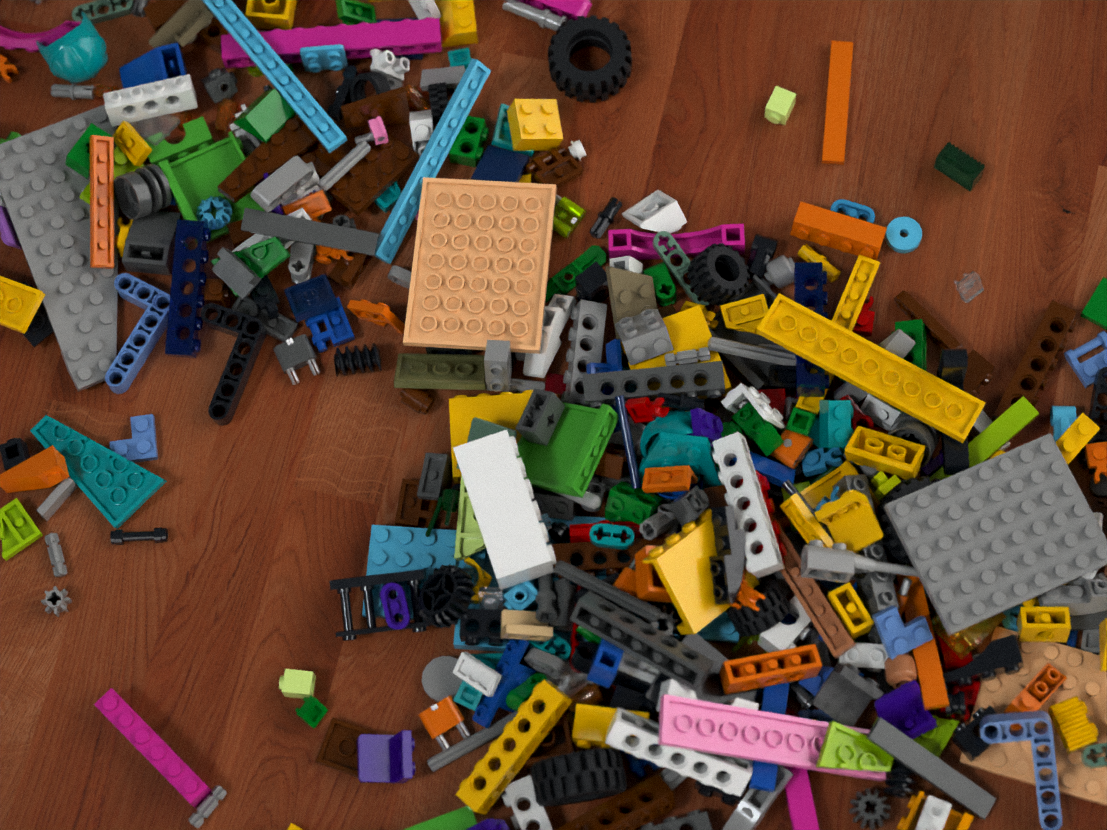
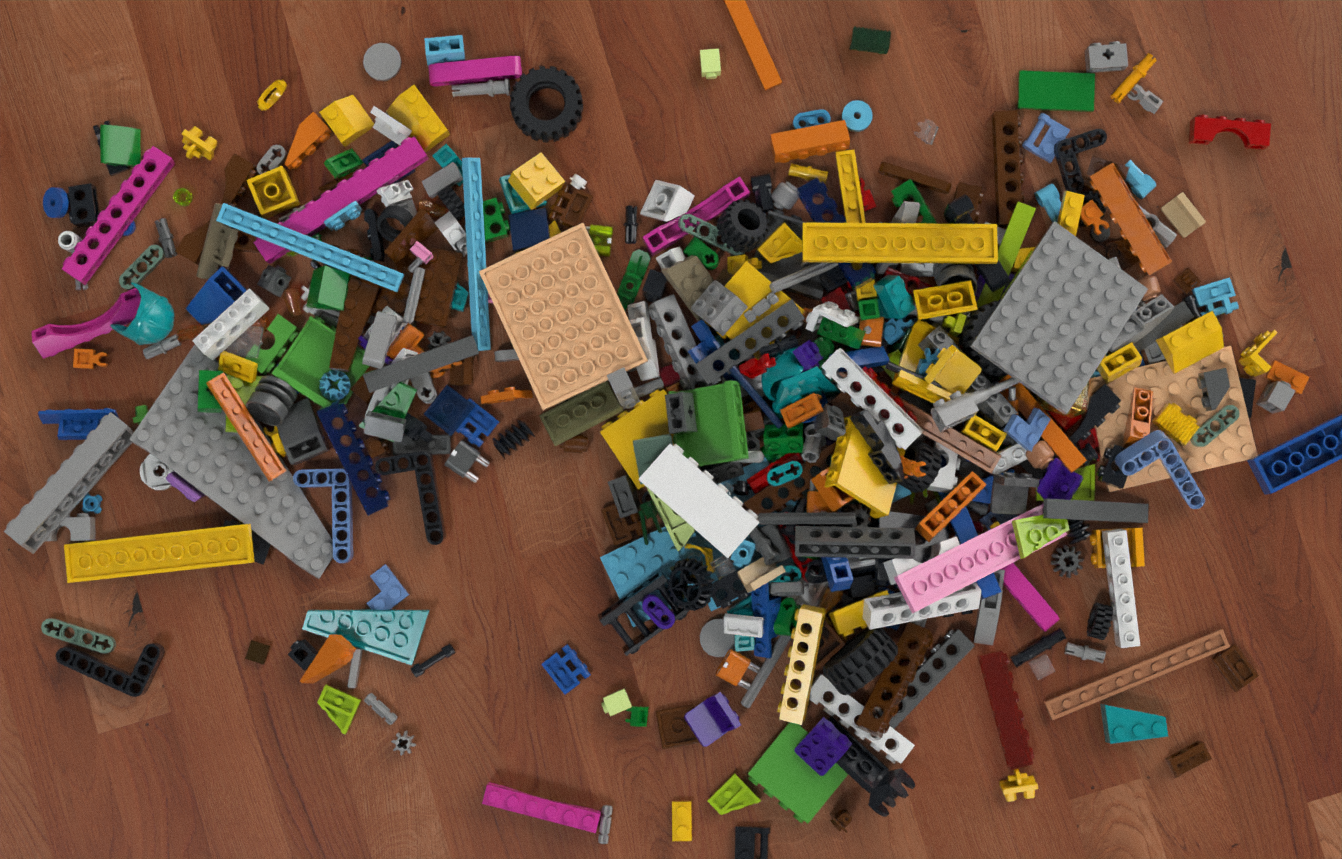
camera: 40 degrees left, 15 degrees up
(260, 623) = (561, 673): none -> blue plate

